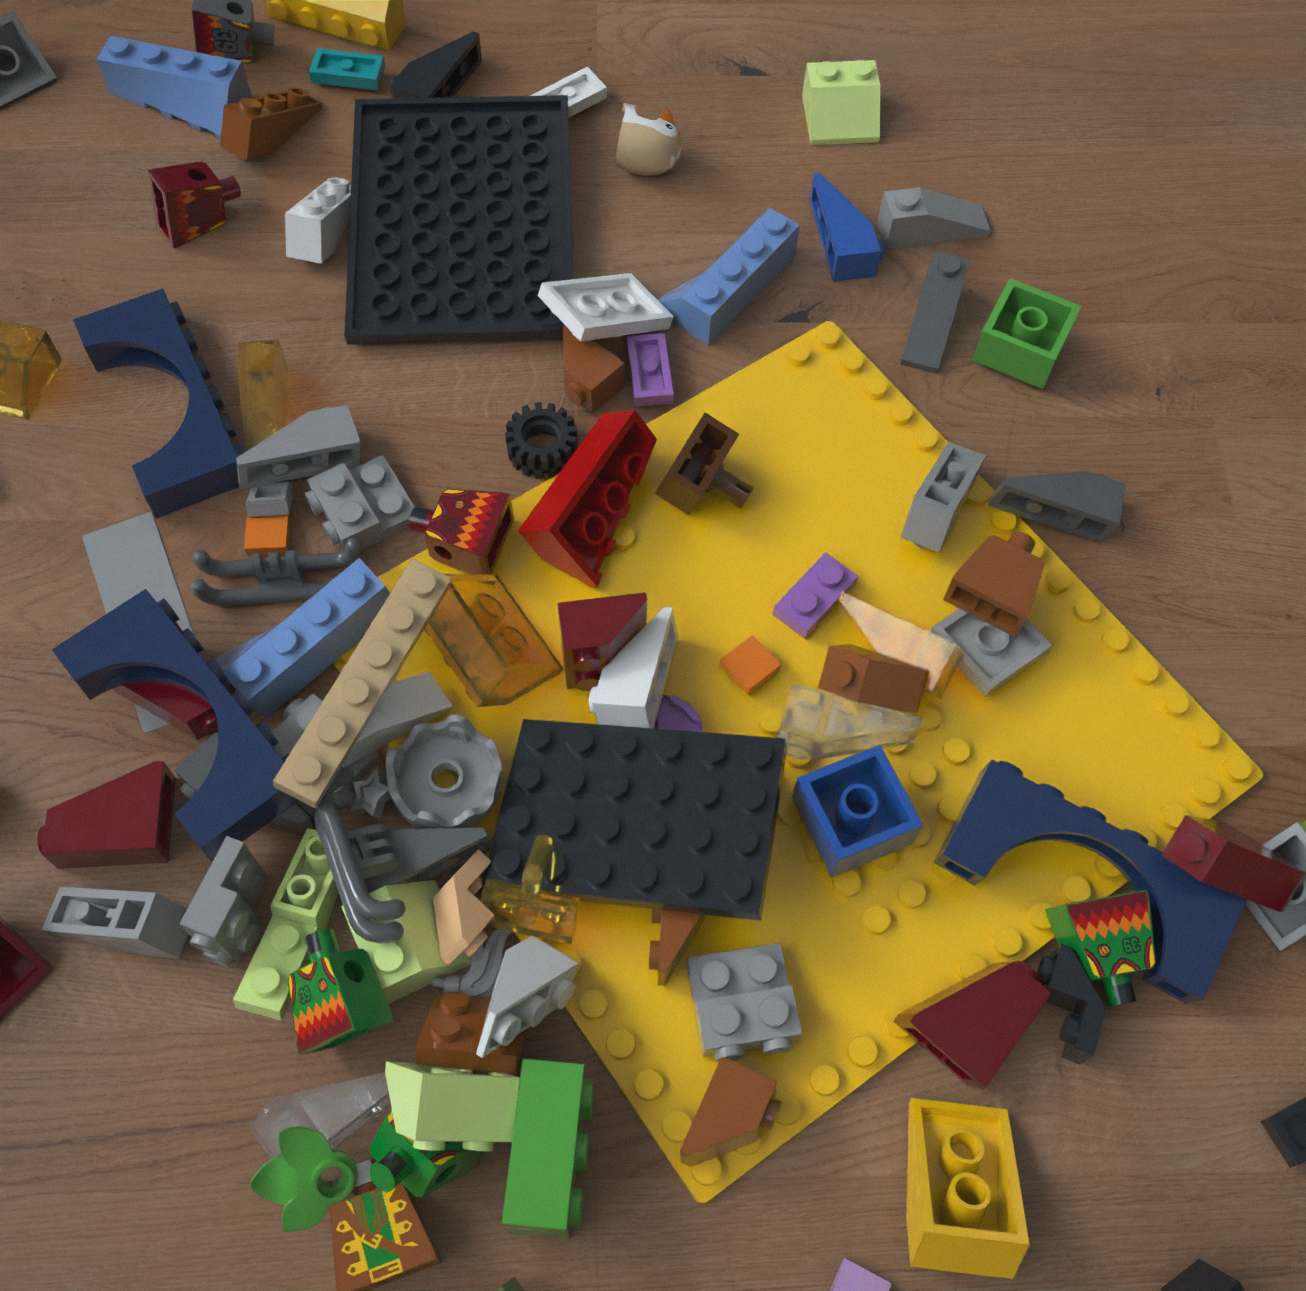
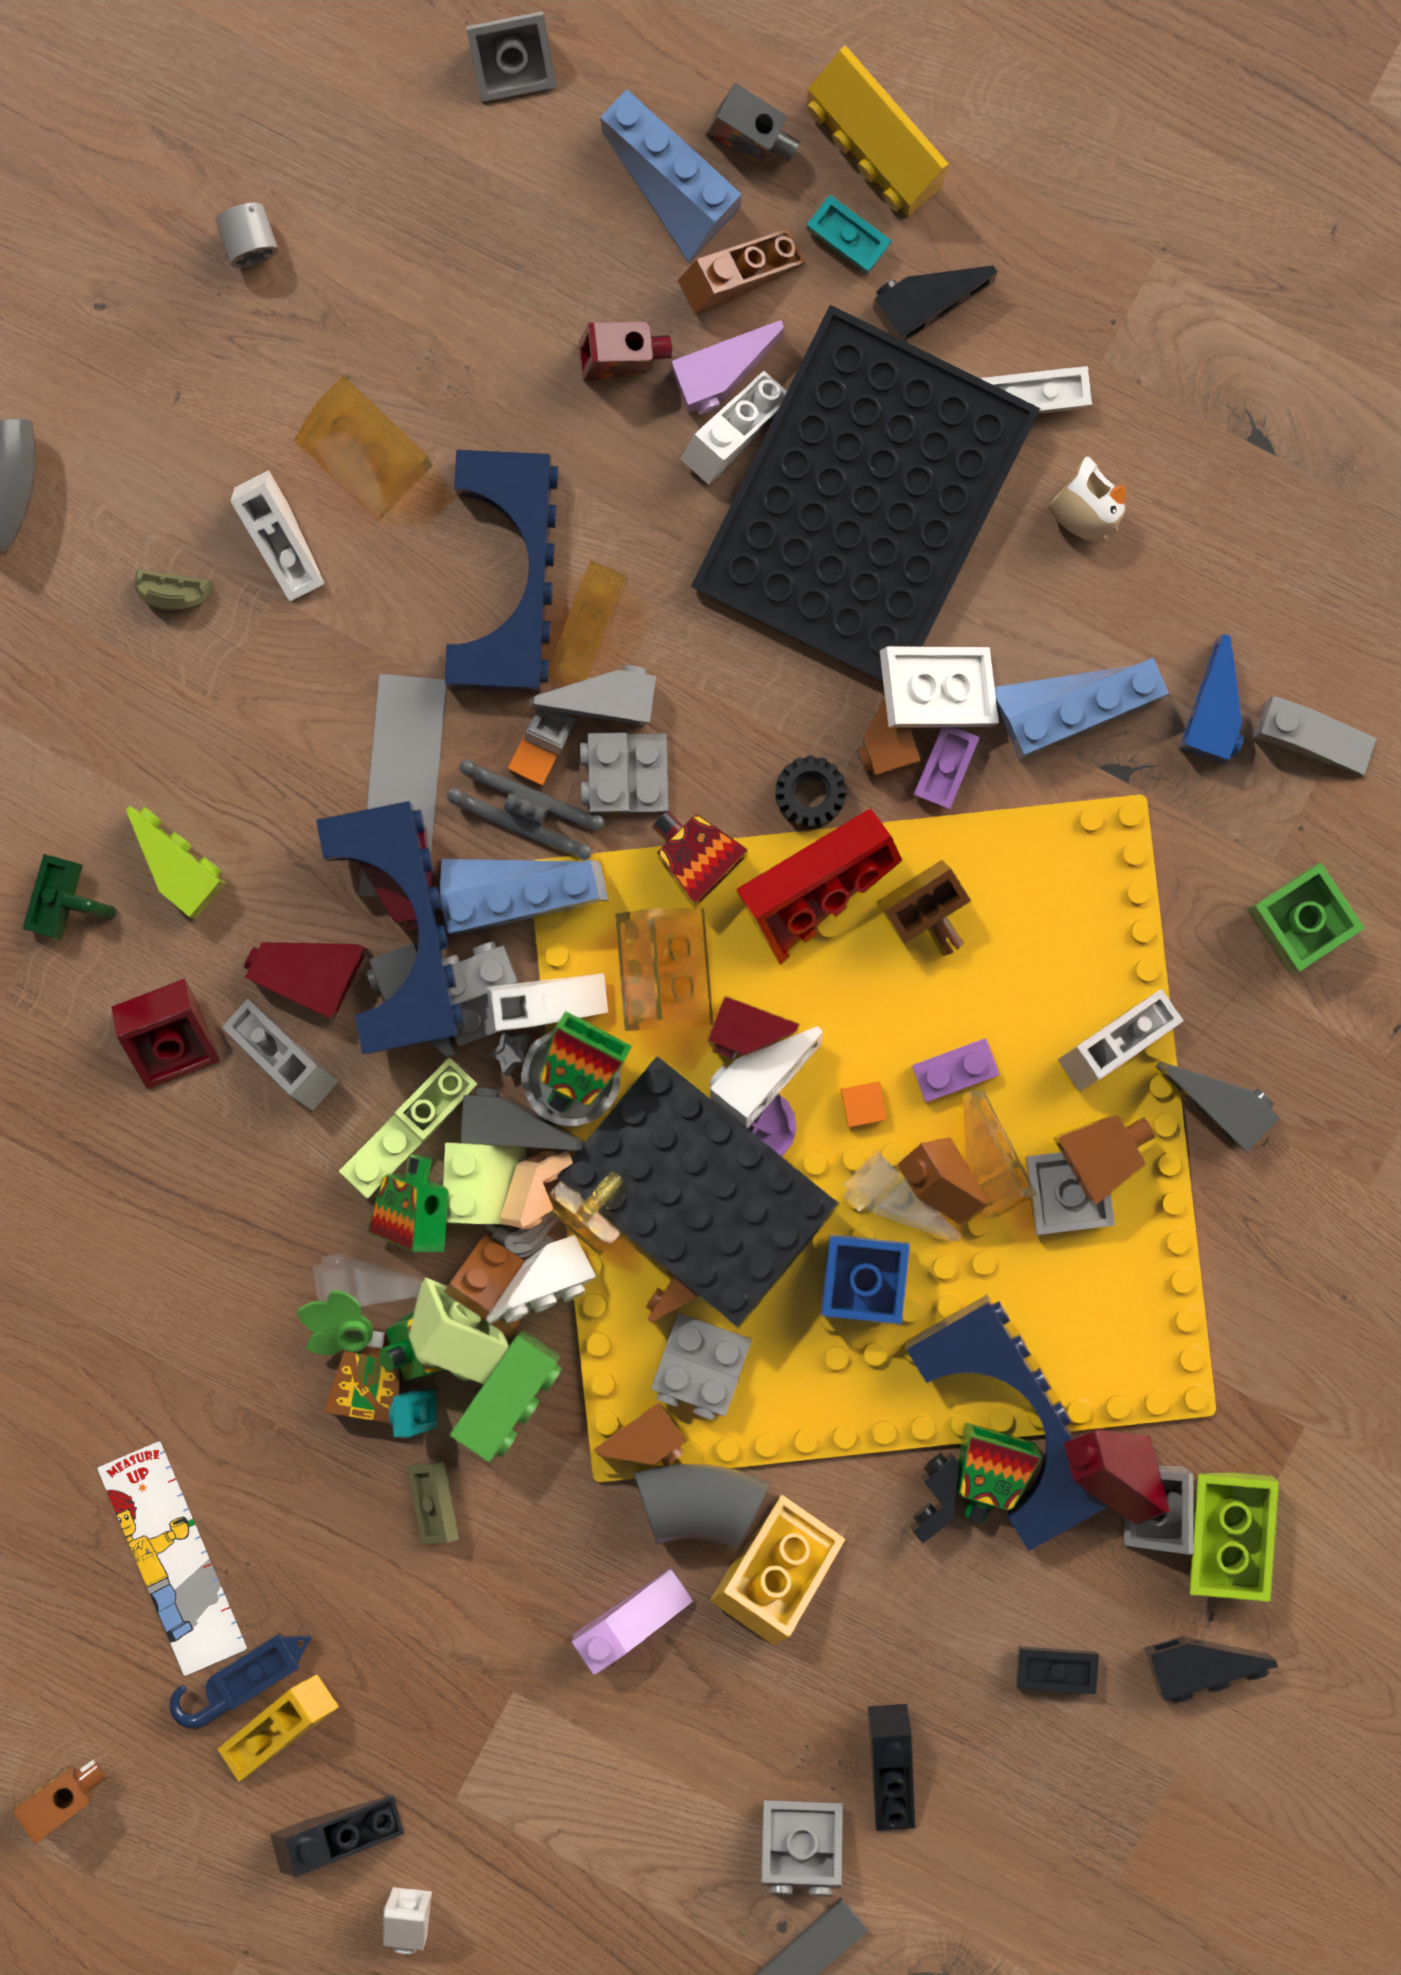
camera: 30 degrees right, 25 degrees up
(220, 911) = (357, 1102): light grey plate -> none
(287, 180) = (716, 371): none -> lavender slope
(353, 858) = (470, 1116): dark grey piece -> none
(362, 684) = (544, 982): tan plate -> none
(444, 745) = (580, 1062): none -> torso
(447, 1232) = (414, 1412): none -> teal plate
(831, 1152) = (700, 1502): none -> dark grey brick
(842, 102) = (1317, 547): yellowish green slope -> none
(935, 312) = (1242, 845): dark grey slope -> none
(977, 1019) = (859, 1471): dark red slope -> none

